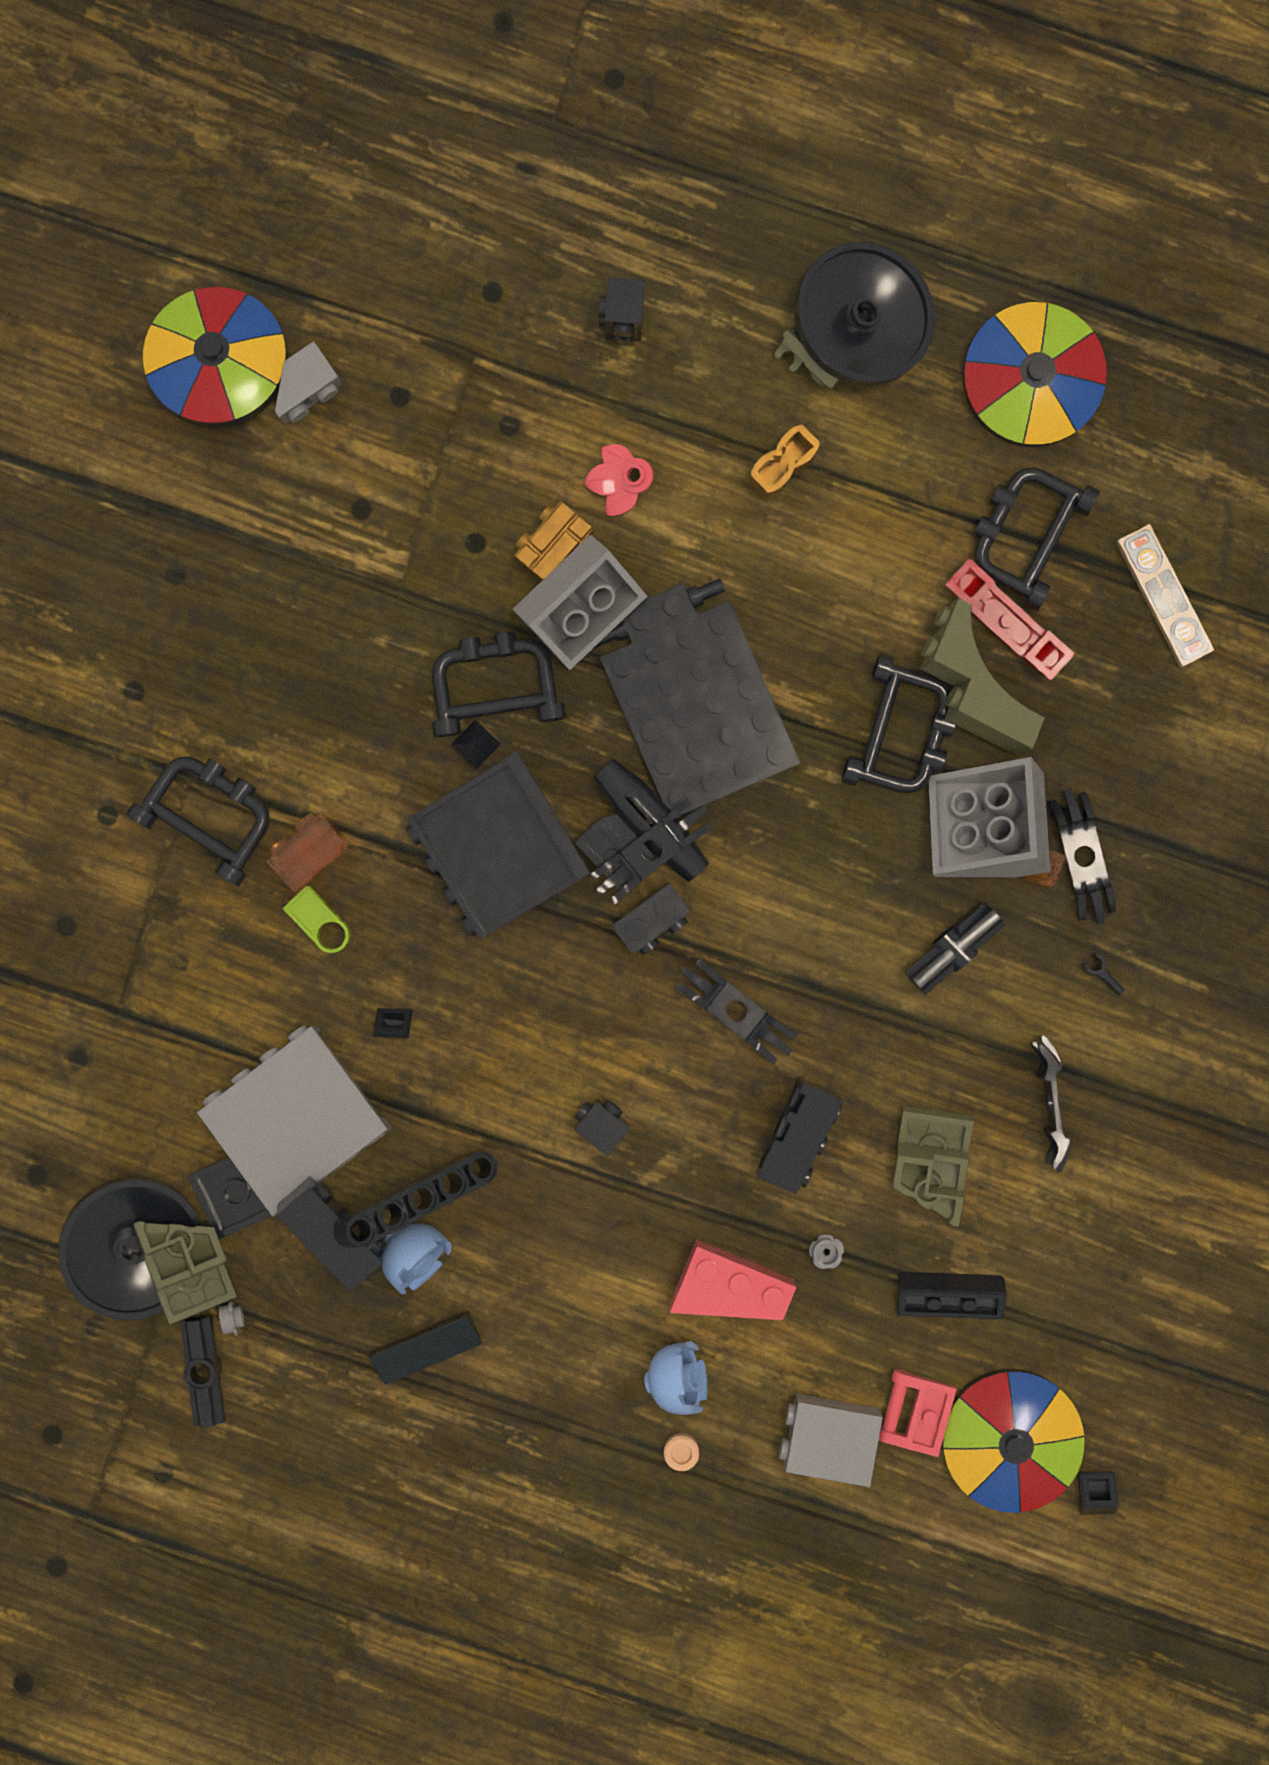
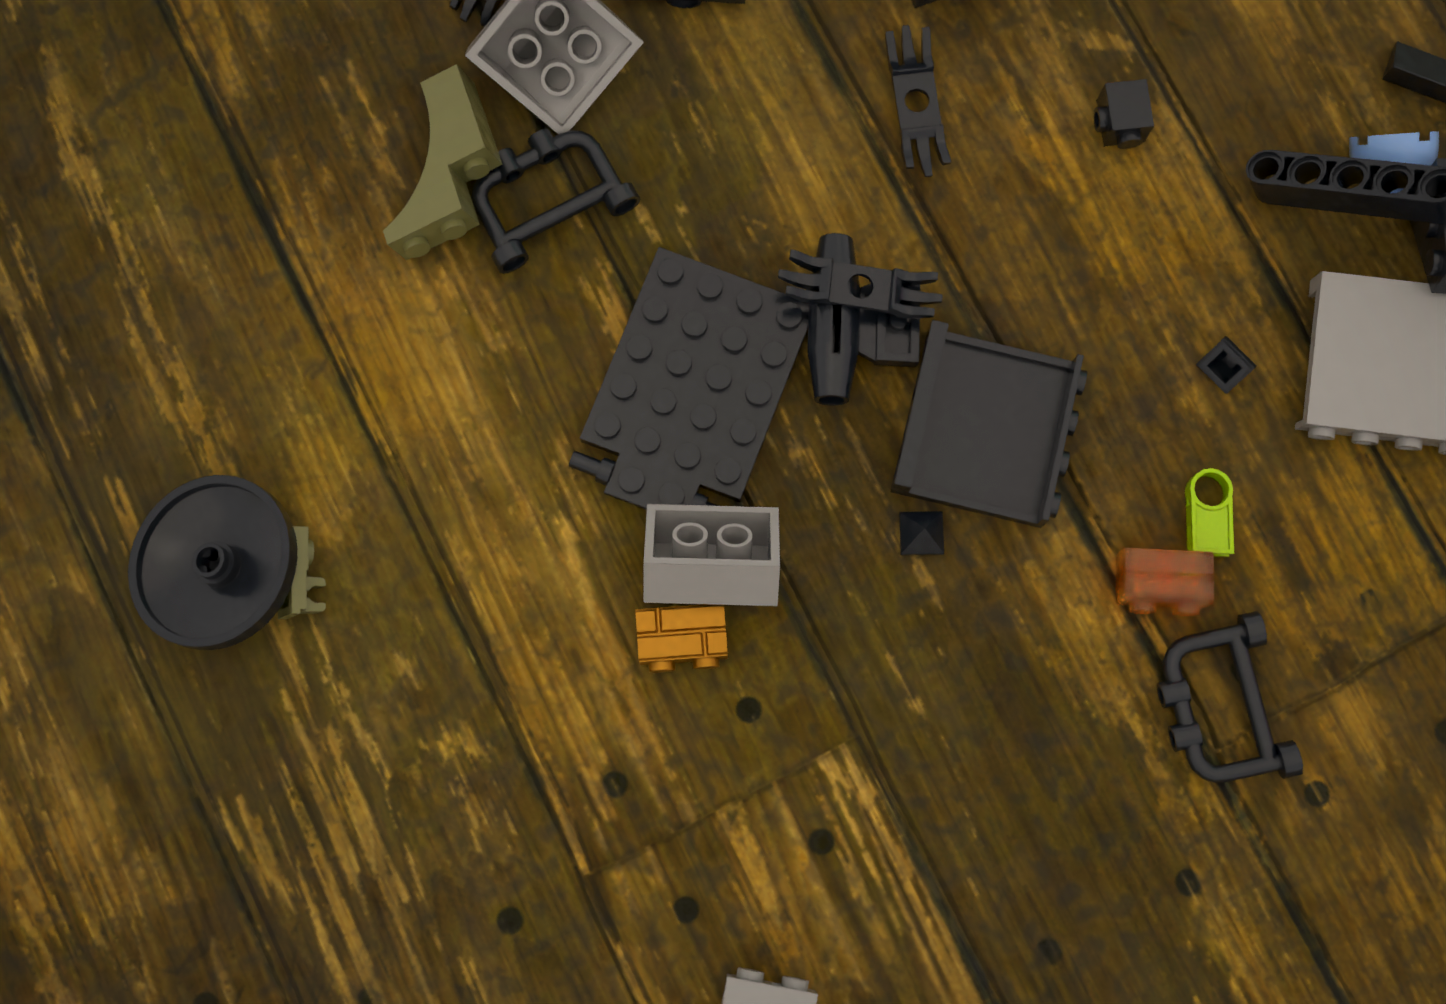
camera: 135 degrees left, 10 degrees down
(504, 646) = (844, 614): black bar -> none
(614, 480) = (572, 641): coral plate -> none
(623, 310) = (413, 774): black brick -> none
(650, 919) = (916, 237): black brick -> none
(792, 456) = (400, 505): pearl gold brick -> none
(1003, 499) = (264, 296): black bar -> none
(1008, 621) = (366, 191): slope -> none
(1034, 374) = (129, 376): dish -> none
(1164, 595) = (220, 94): tile -> none

